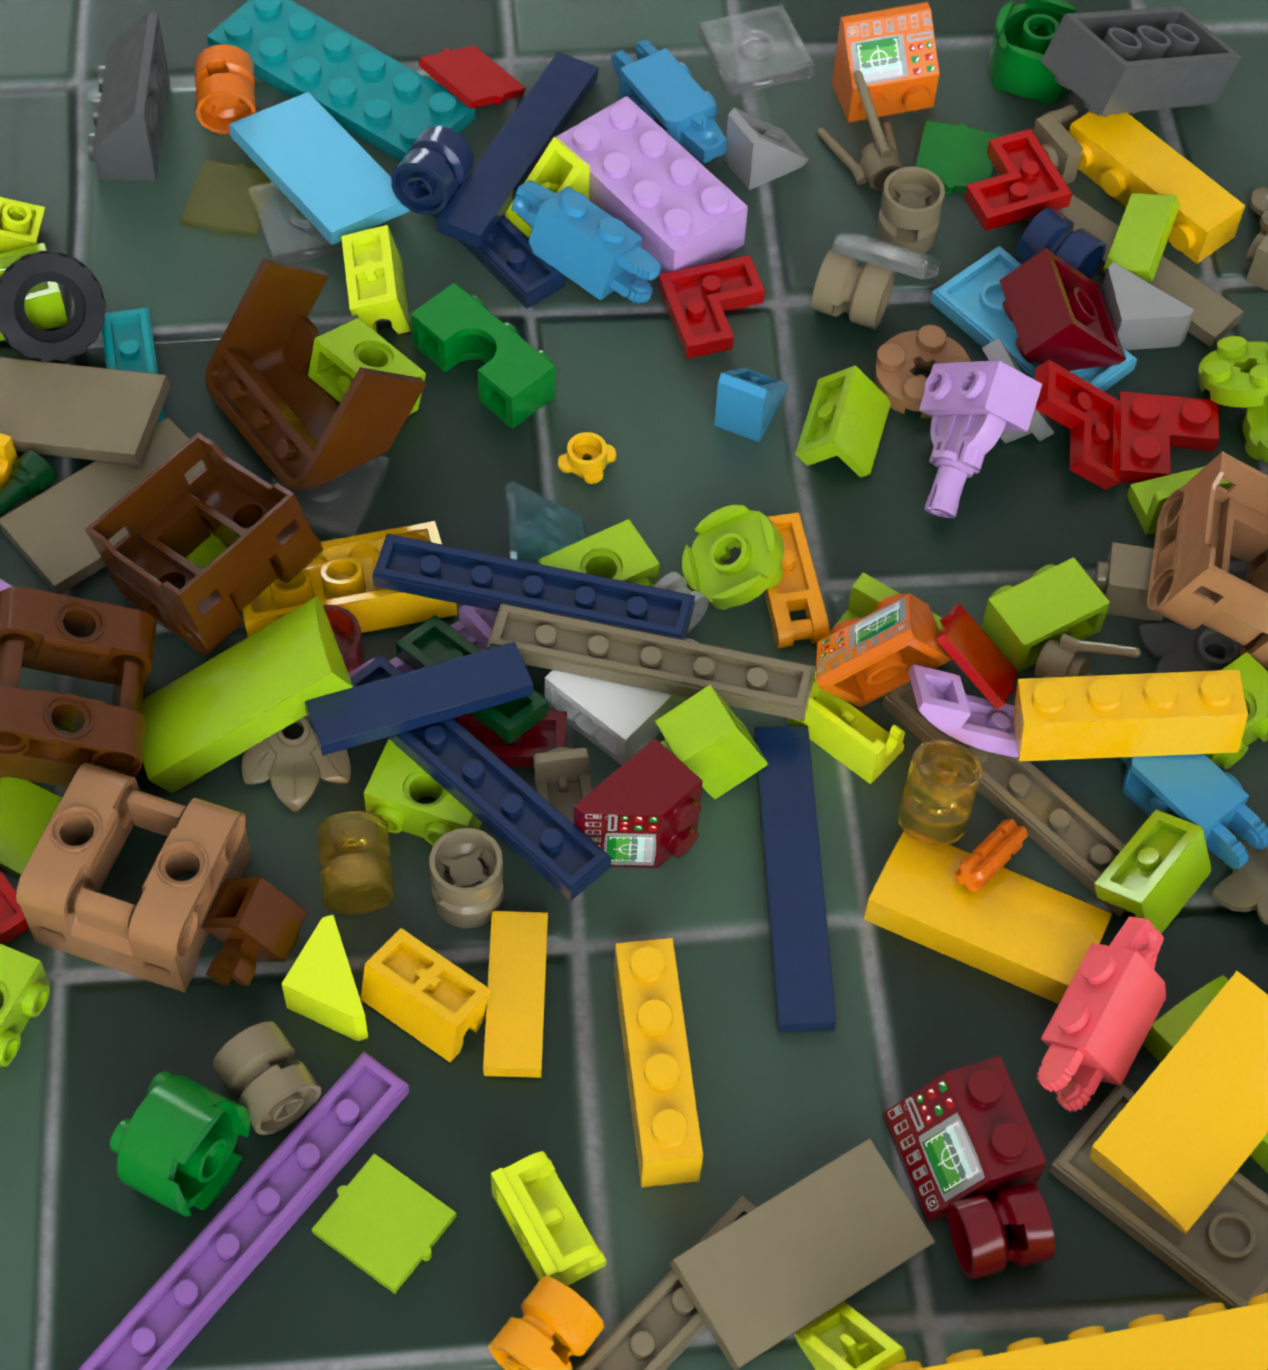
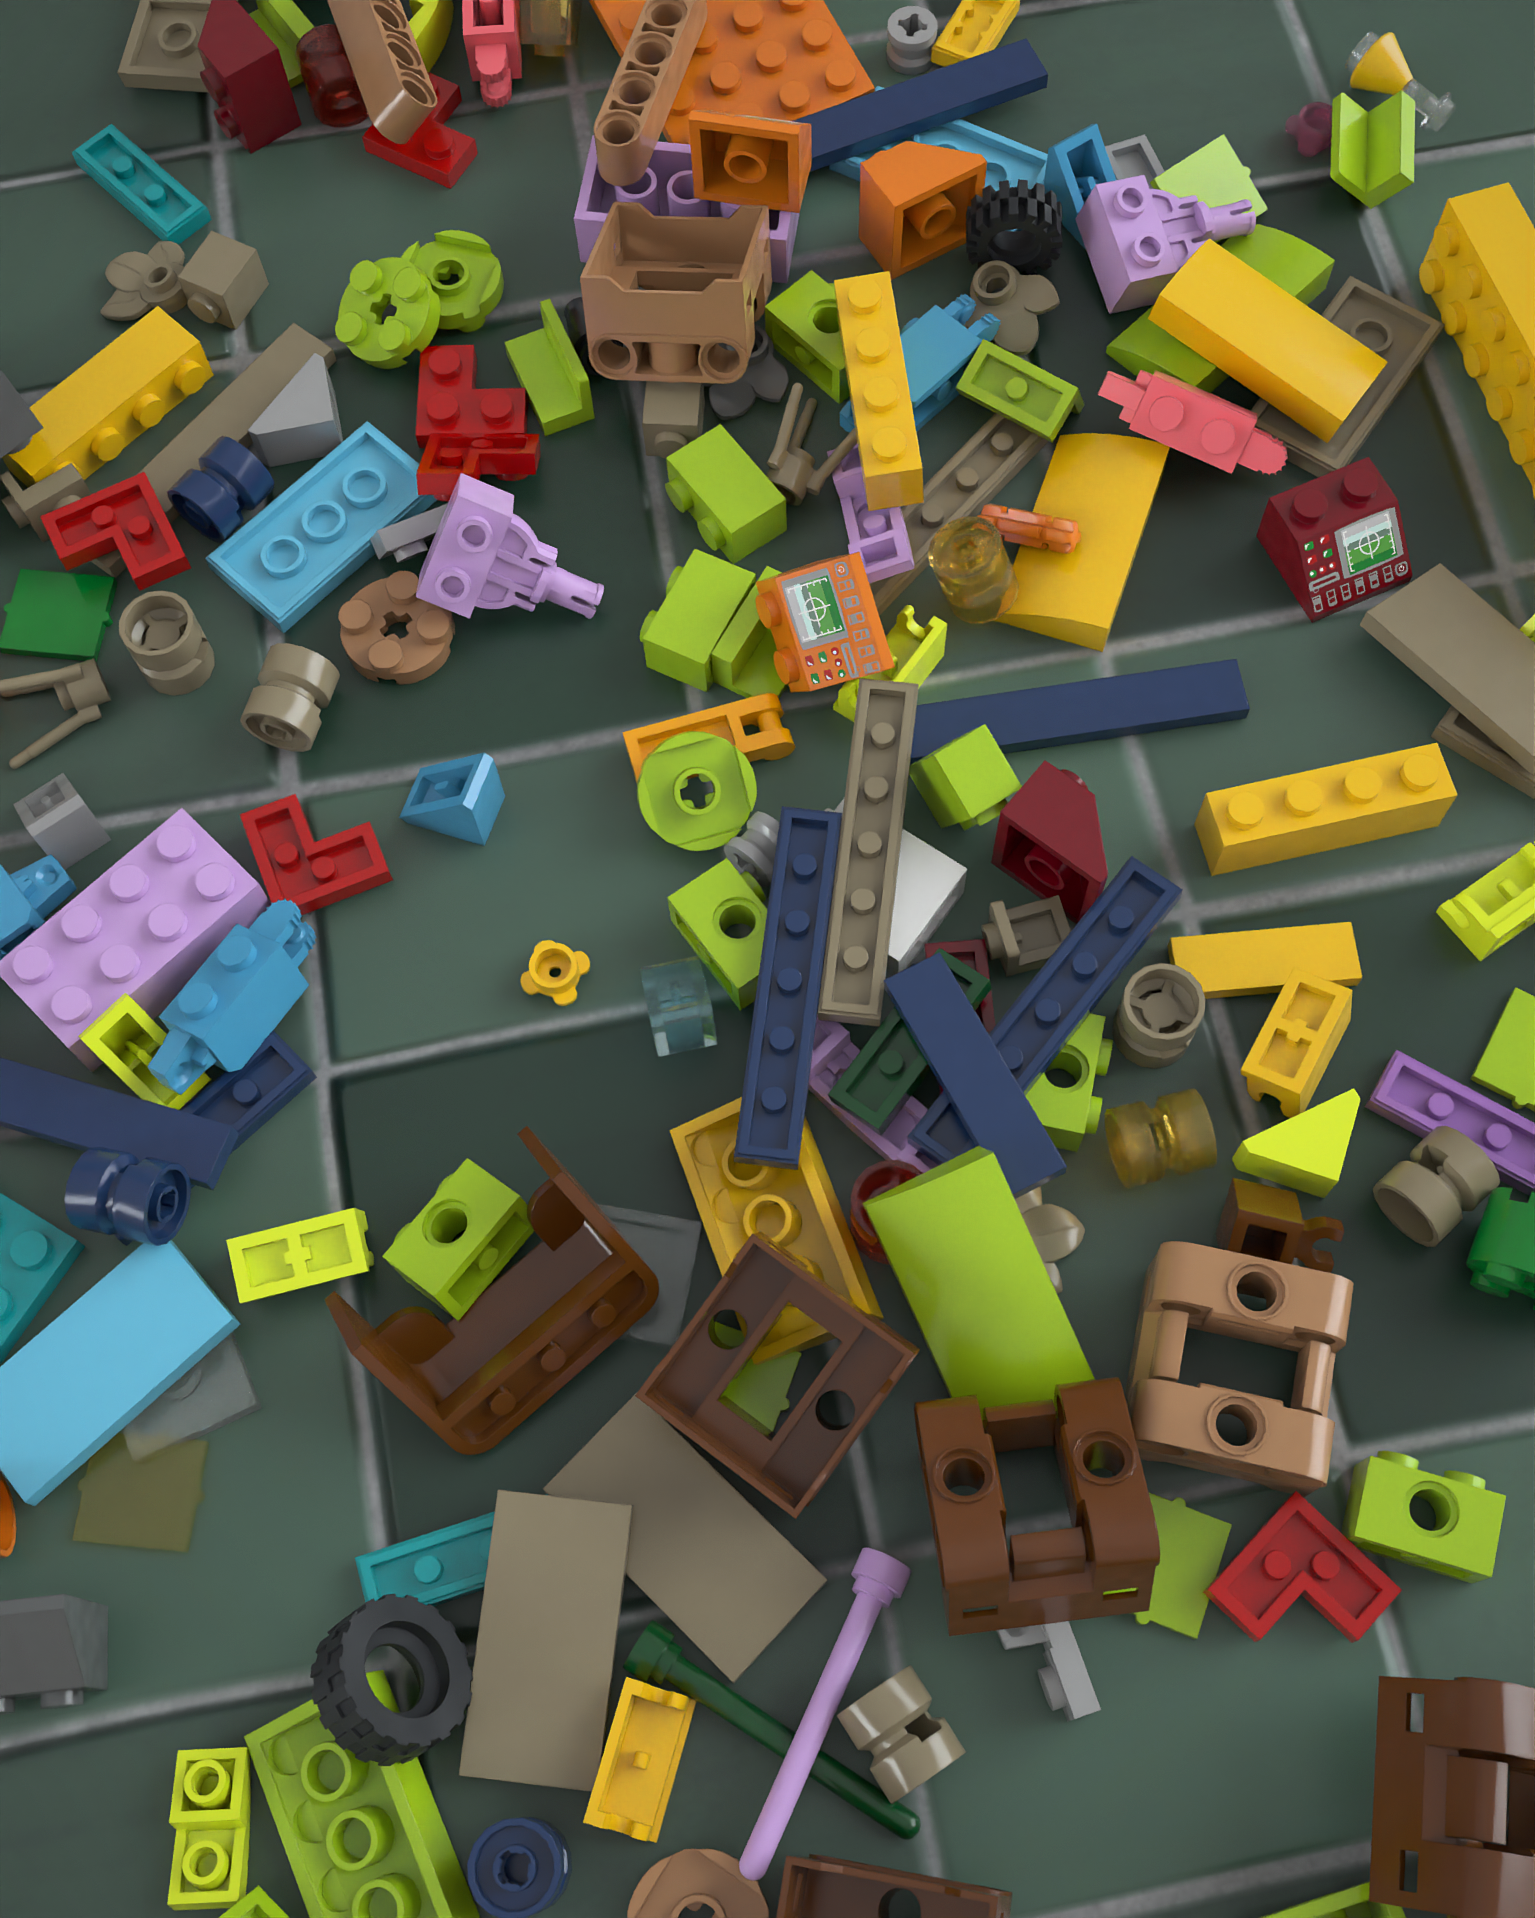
camera: 90 degrees left, 10 degrees up
(460, 329) = (441, 1061): green arch -> none
(844, 421) = (479, 705): lime panel -> none
(886, 255) = (243, 660): clear tile -> none
(913, 568) = (694, 617): none -> lime brick
(977, 656) = (802, 542): red piece -> none
(980, 1235) = (1430, 508): dark red wheel -> none
(1060, 315) = (330, 484): dark red slope -> none
(1143, 234) = (203, 404): lime tile -> none

